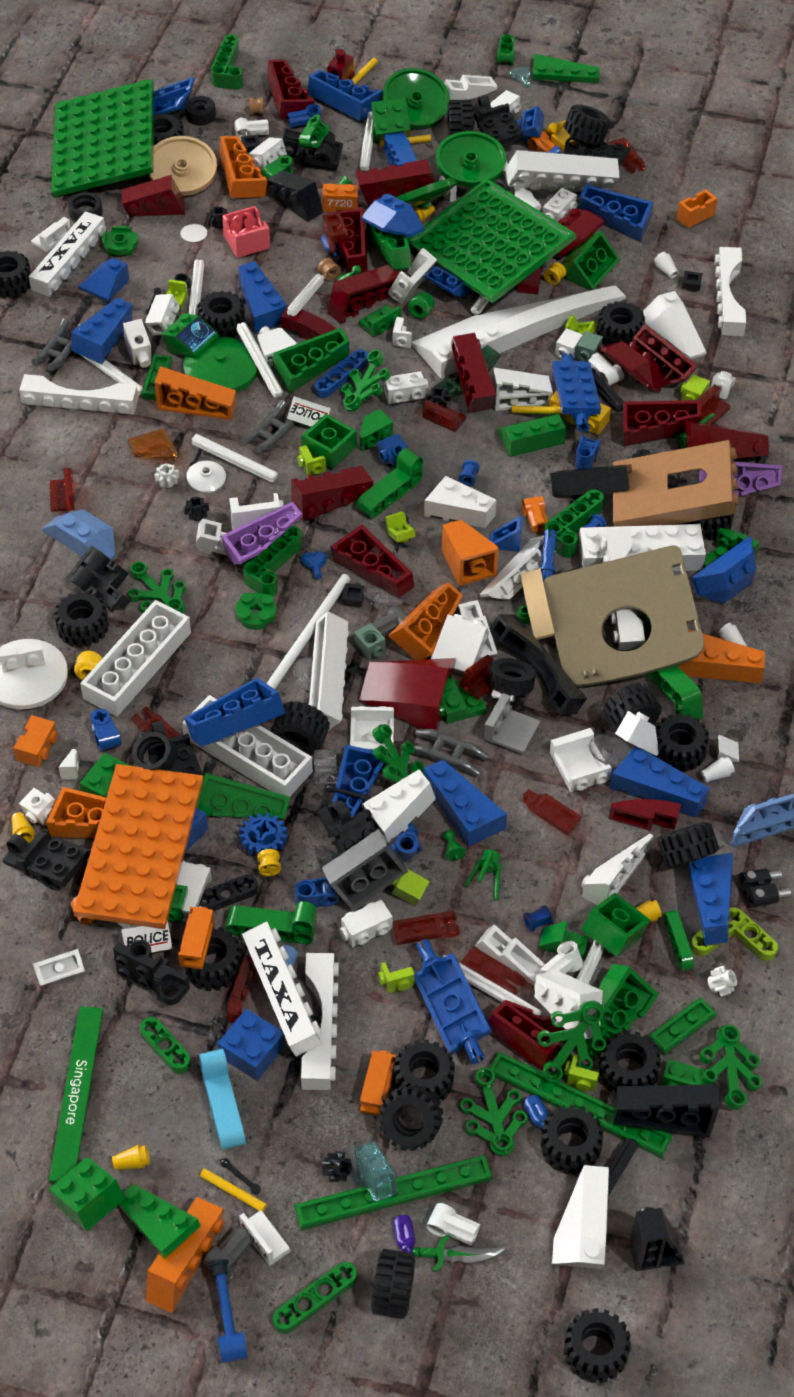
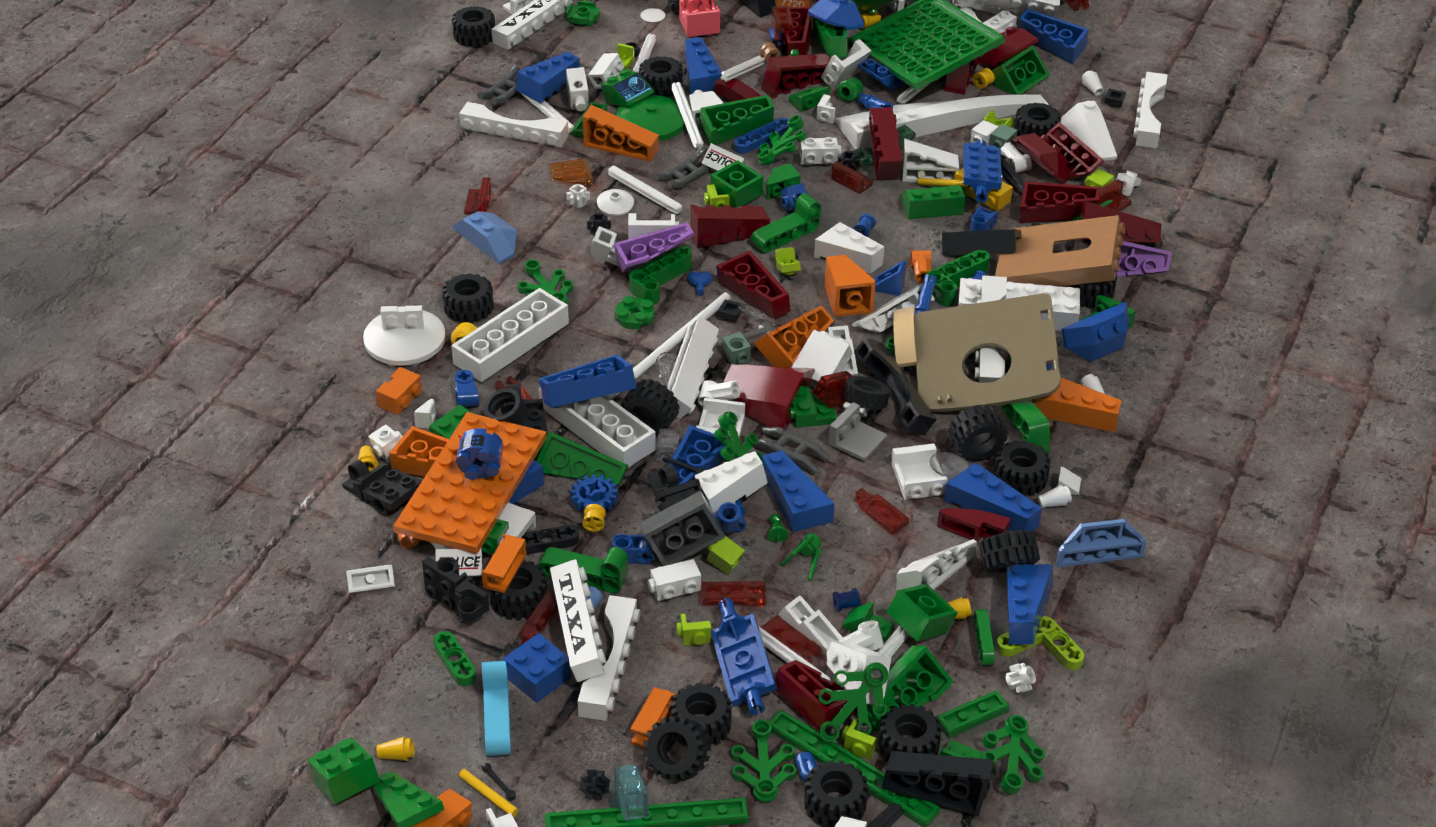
camera: 10 degrees right, 10 degrees down
(76, 1092) = (361, 682): green tile -> none
(100, 576) = (496, 265): black plate -> none
(106, 279) = (565, 39): blue slope -> none
(146, 820) = (479, 454): none -> blue brick
(368, 696) = (721, 391): none -> white piece
(446, 319) = (871, 101): none -> blue pin
(639, 732) = (980, 449): white slope -> none
(696, 209) = (1131, 41): orange brick -> none
(759, 887) = (1077, 603): black piece -> none

